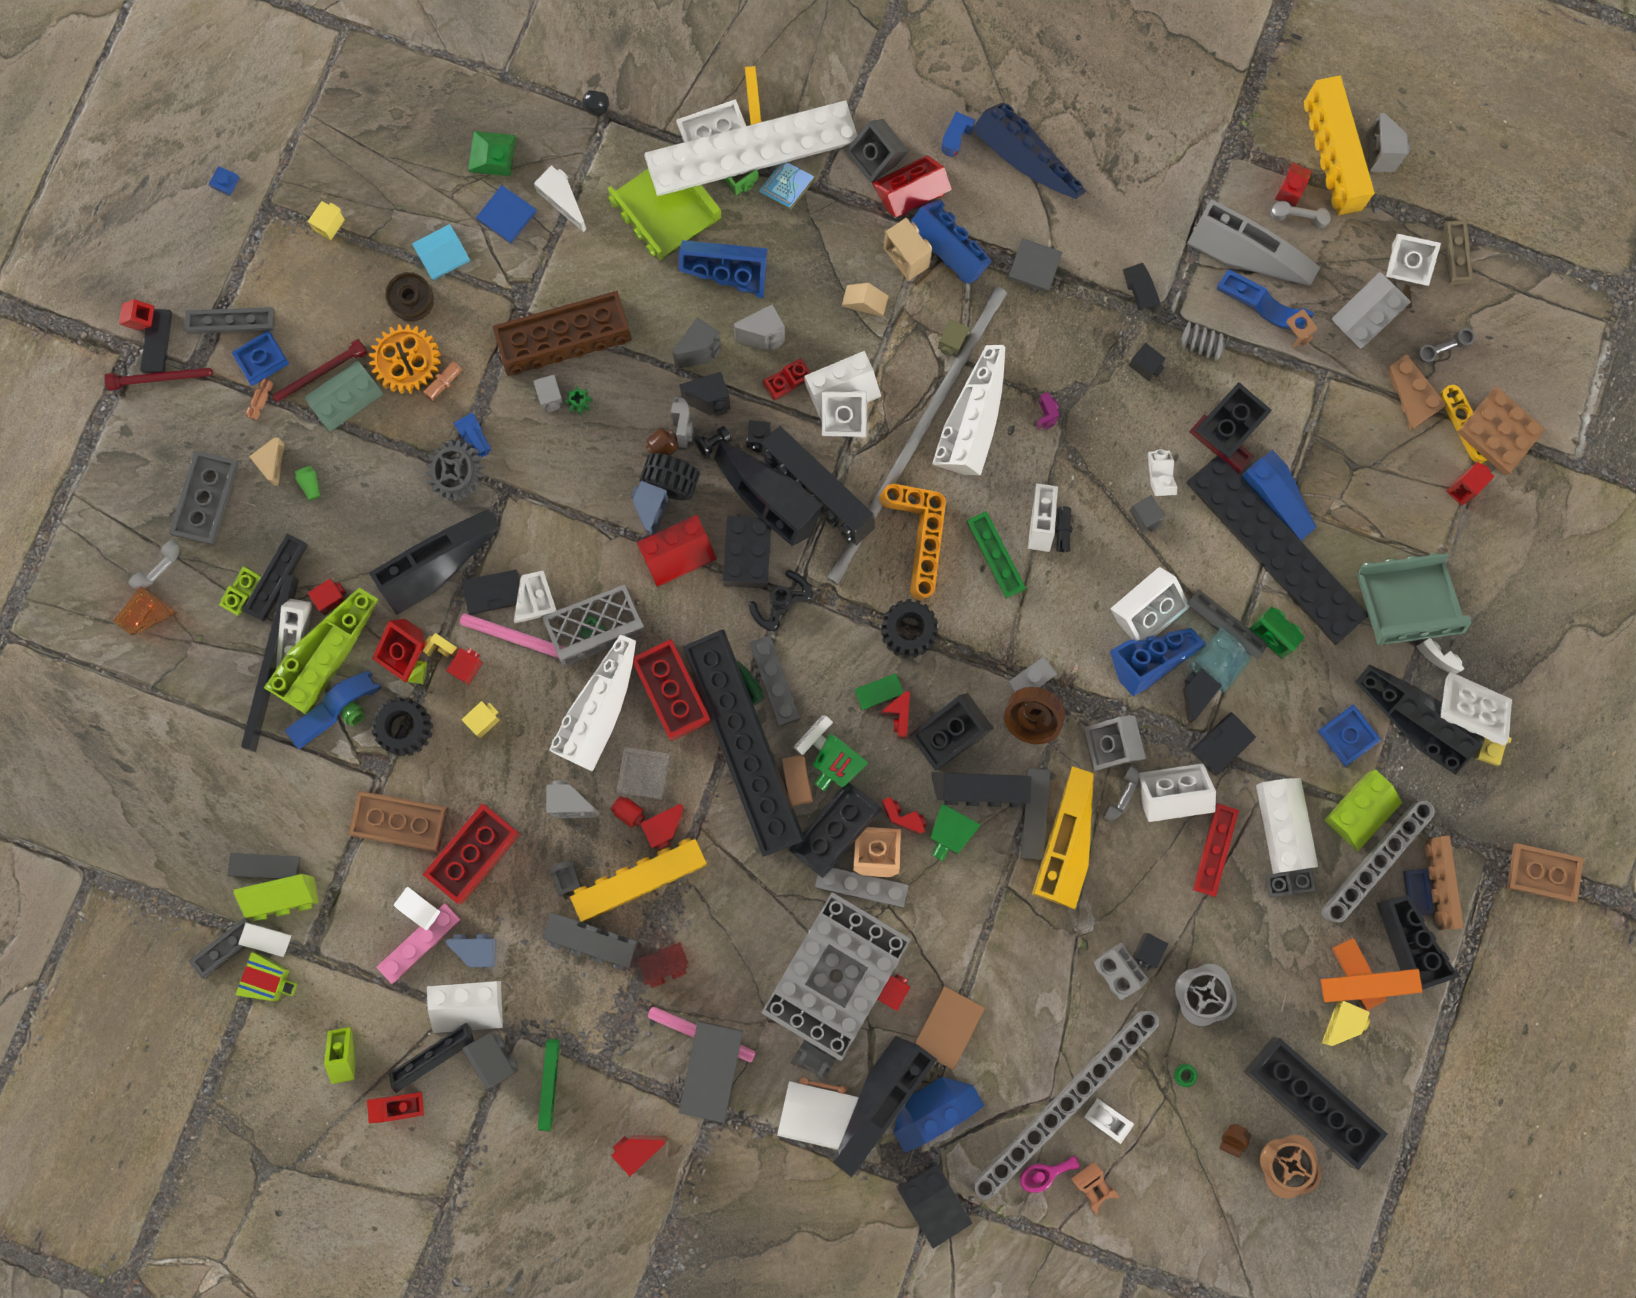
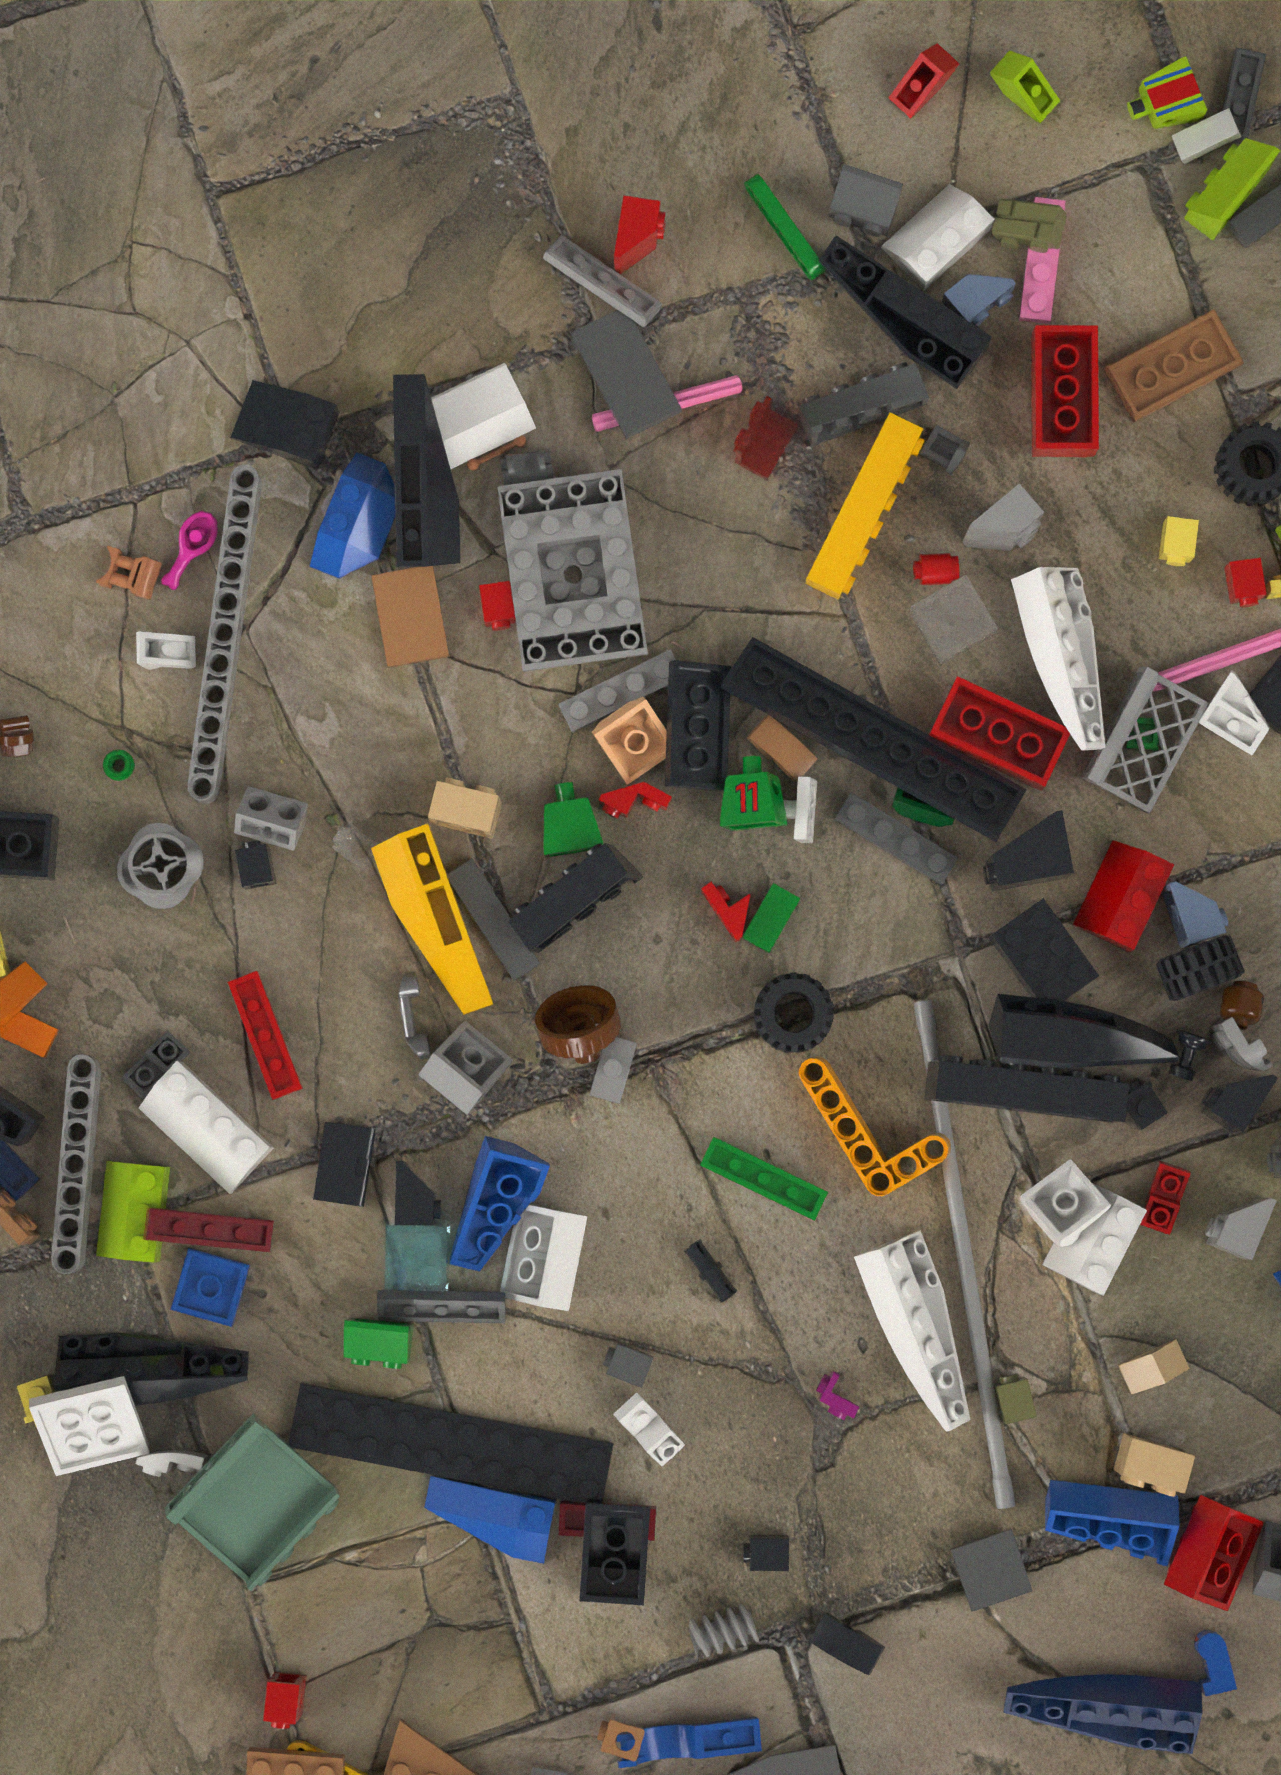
camera: 150 degrees right, 5 degrees up
(409, 967) = (1029, 225): none -> olive brick
(417, 908) = (1073, 290): white slope -> none
(431, 1057) = (928, 156): black tile -> none
(523, 970) = (907, 315): none -> black wedge
(663, 827) = (885, 581): red slope -> none
(680, 1139) = (602, 281): none -> light grey tile
(710, 608) = (1033, 857): none -> black slope
(782, 600) = (960, 934): black piece -> none
(951, 731) = (656, 937): black slope -> none
(1005, 886) = (465, 808): none -> tan brick
(1043, 518) = (745, 1266): white slope -> none
(1177, 792) = (356, 1065): white slope -> none
(1330, 764) = (208, 1230): none -> dark red tile

